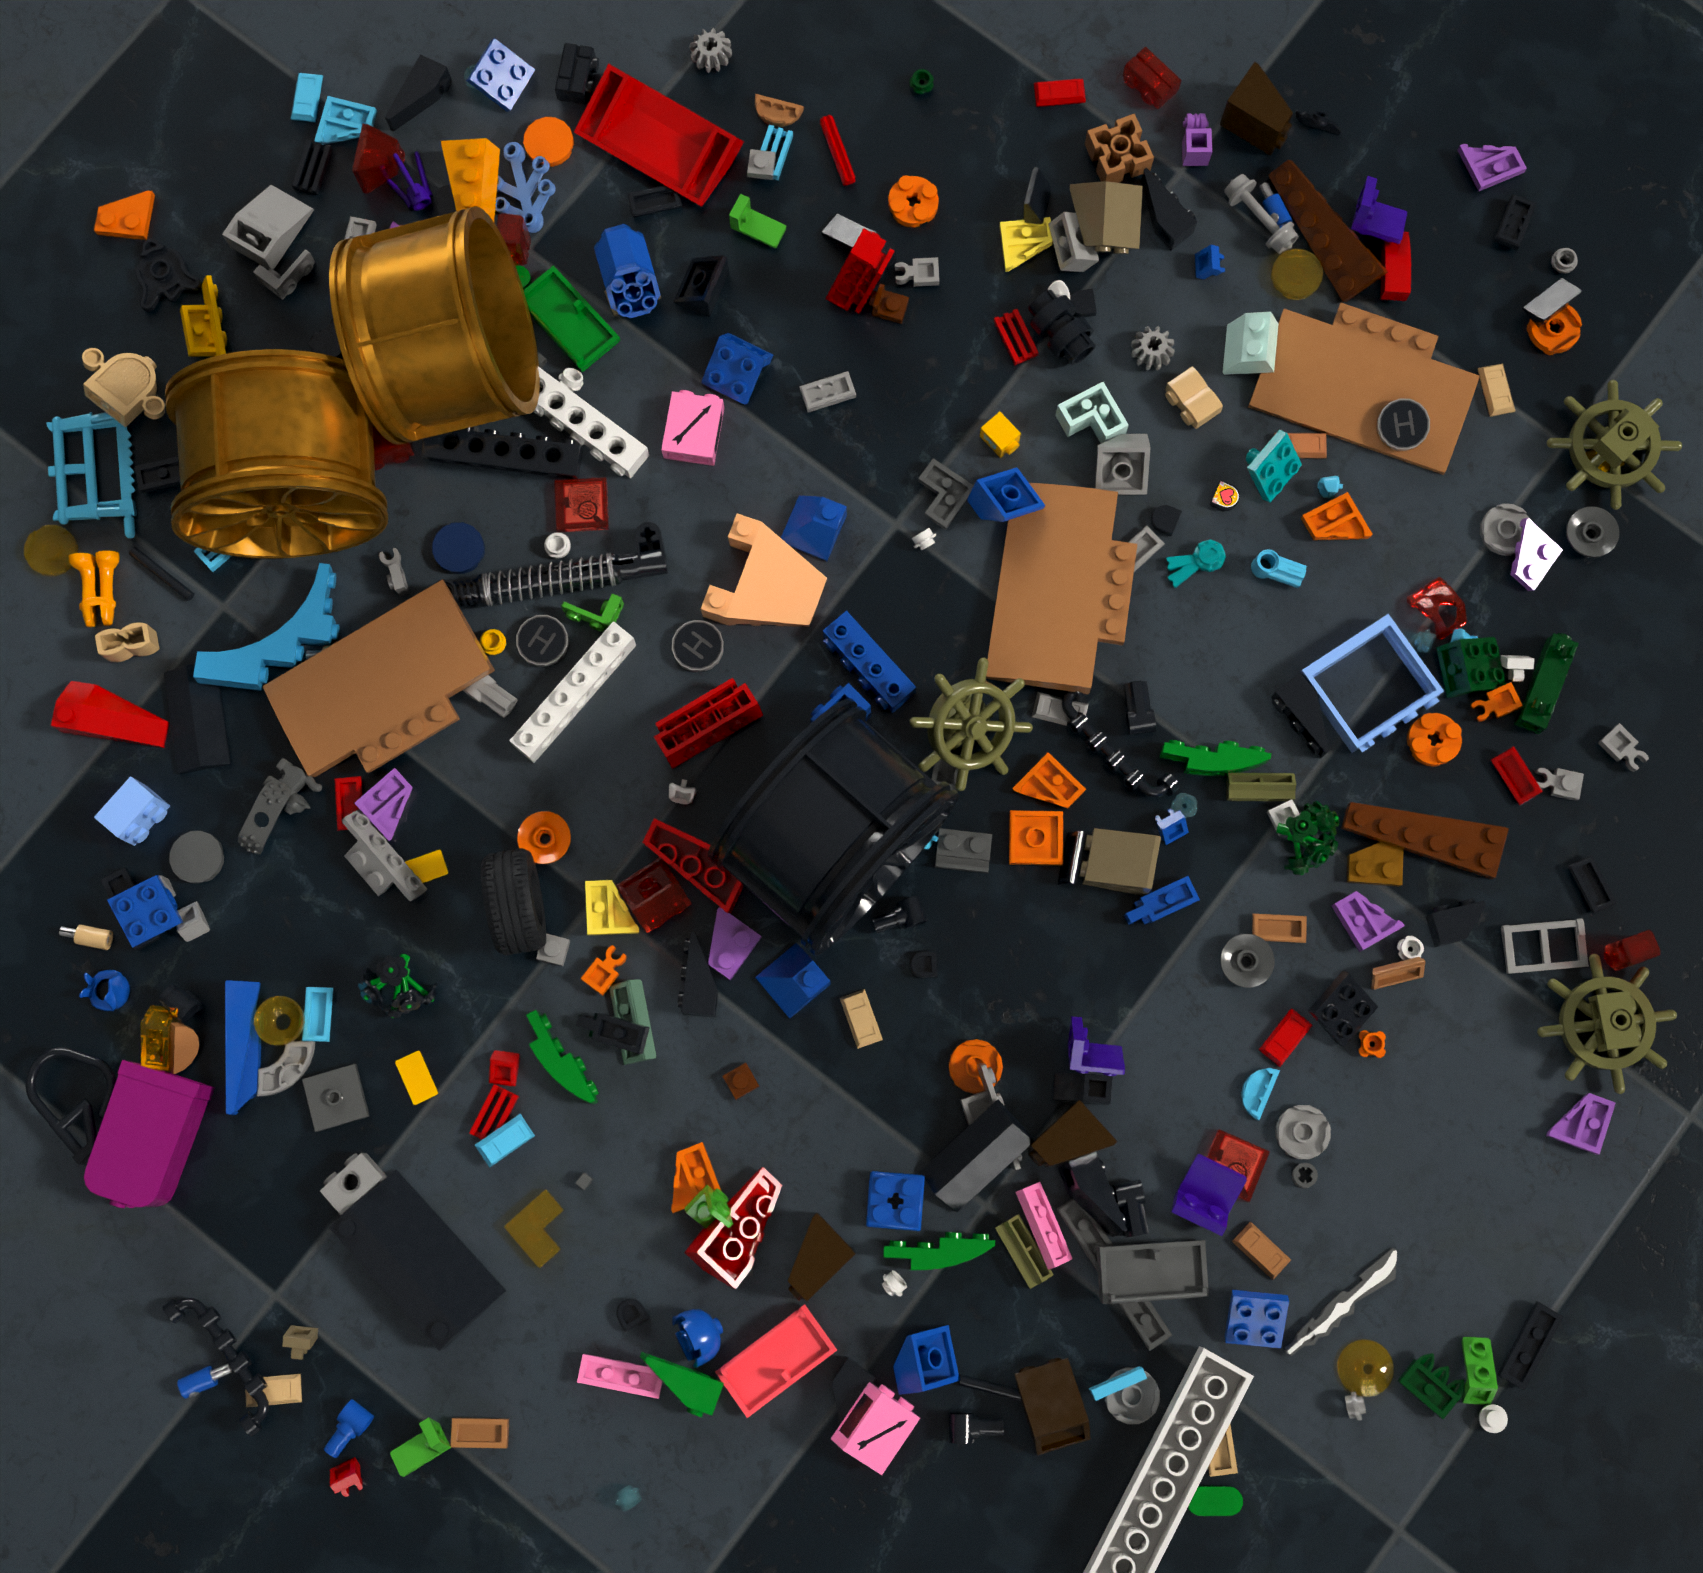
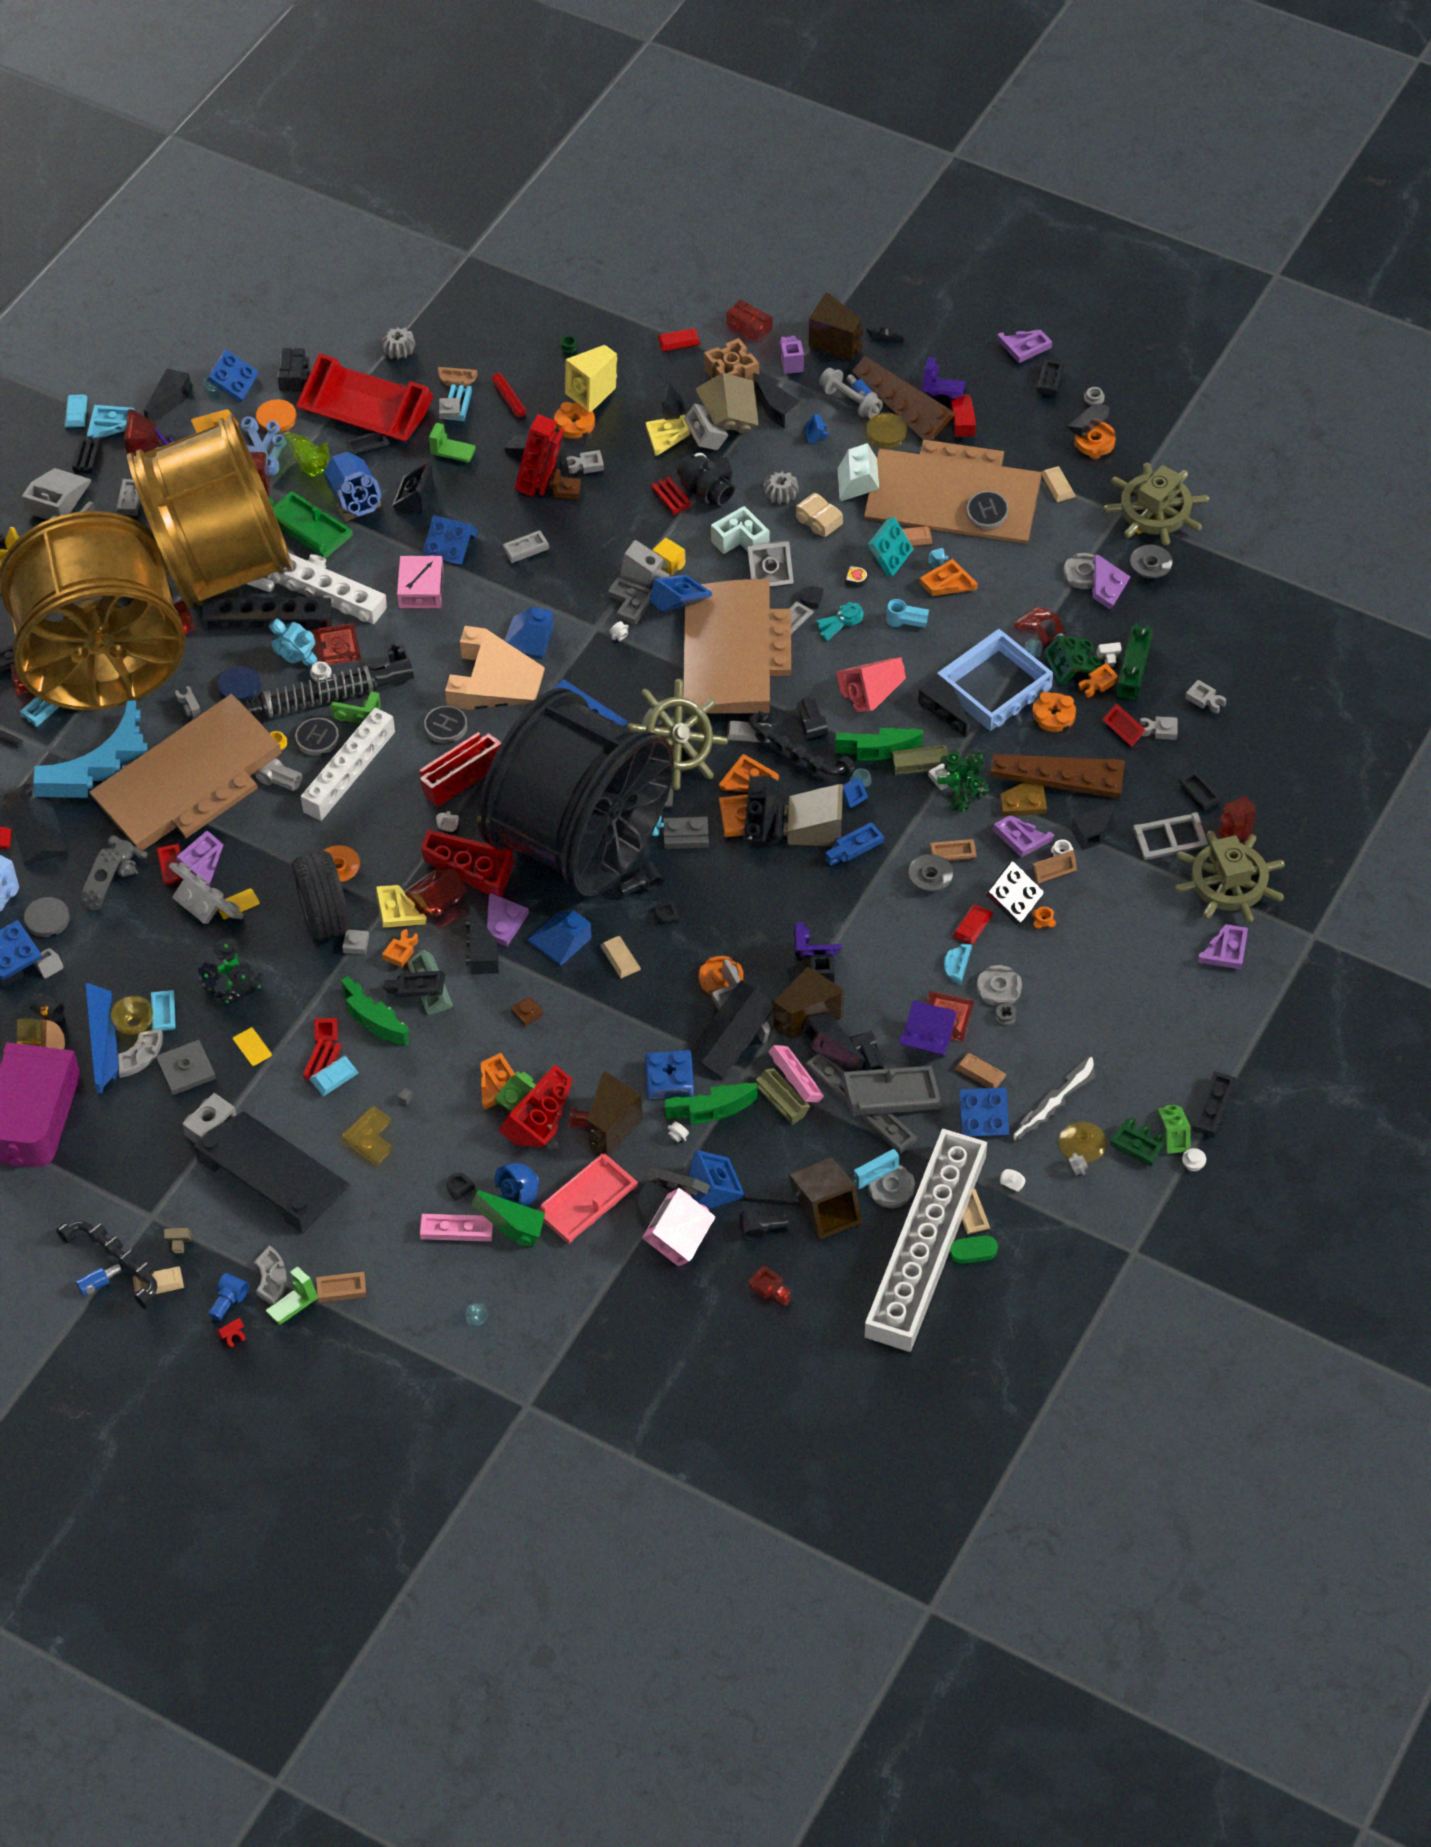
camera: 10 degrees left, 25 degrees down
(404, 1404) = (273, 1276): none -> light grey tile
(526, 506) = (293, 642): none -> medium azure piece
(582, 212) = (310, 457): none -> clear neon green piece
(785, 1248) = (578, 1118): none -> clear red bush
(883, 1366) = (675, 1181): none -> dark grey plate
(942, 148) = (591, 376): none -> light yellow slope
(960, 446) = (642, 565): none -> light grey torso
(968, 1512) = (768, 1283): none -> clear red plate
(1057, 844) = (761, 807): none -> black slope
(1219, 667) = (871, 682): none -> coral slope
(1275, 1414) = (1012, 1179): none -> white piece

